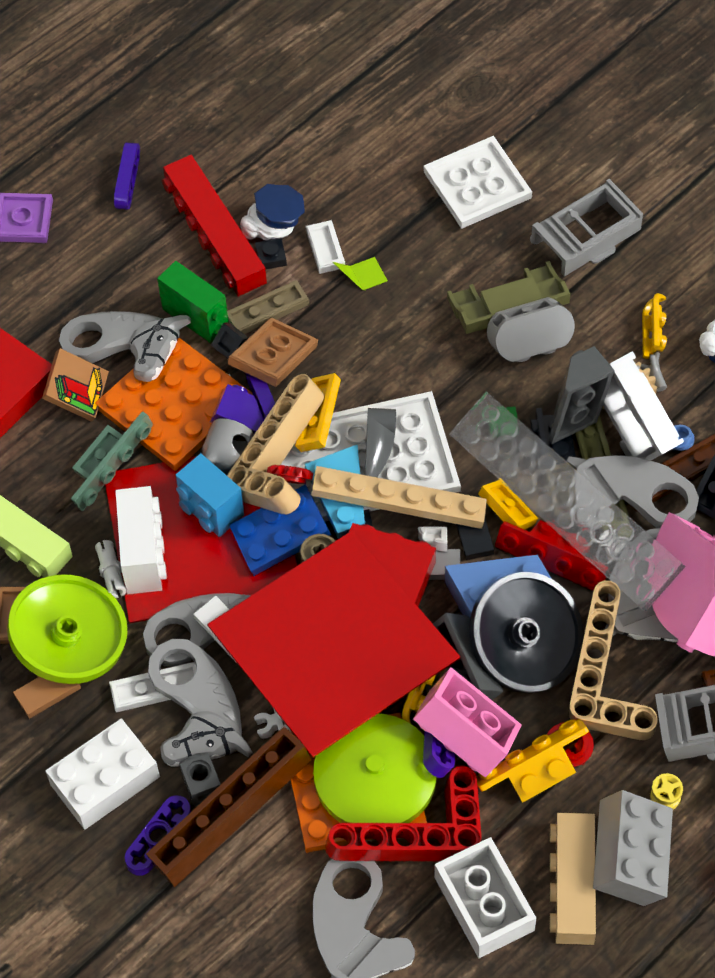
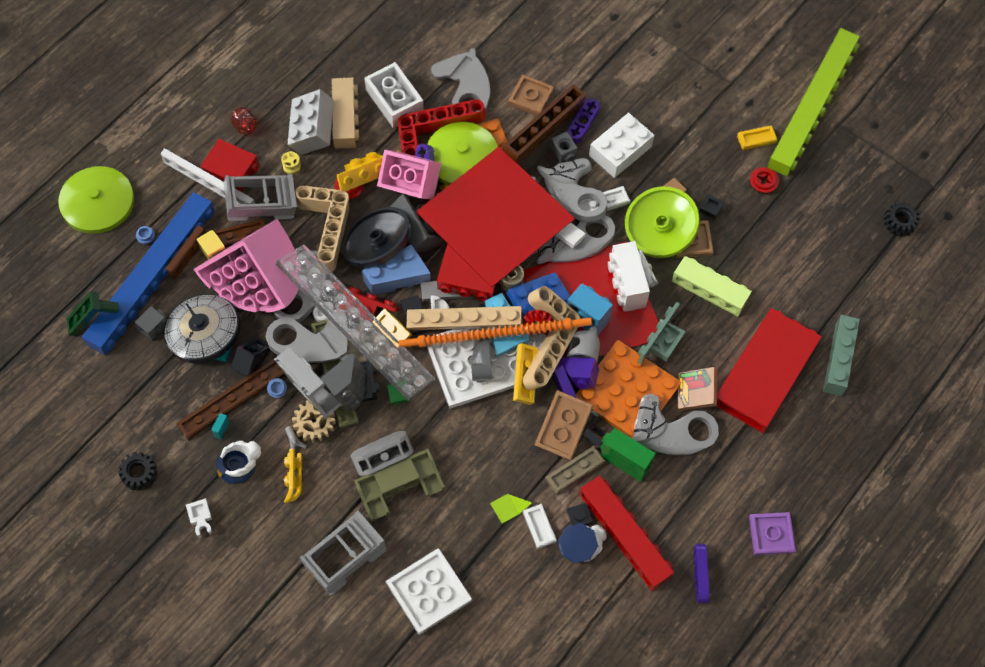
camera: 170 degrees right, 5 degrees up
(240, 895) = (531, 95): none -> medium nougat tile
(247, 448) = (567, 324): none -> orange hose

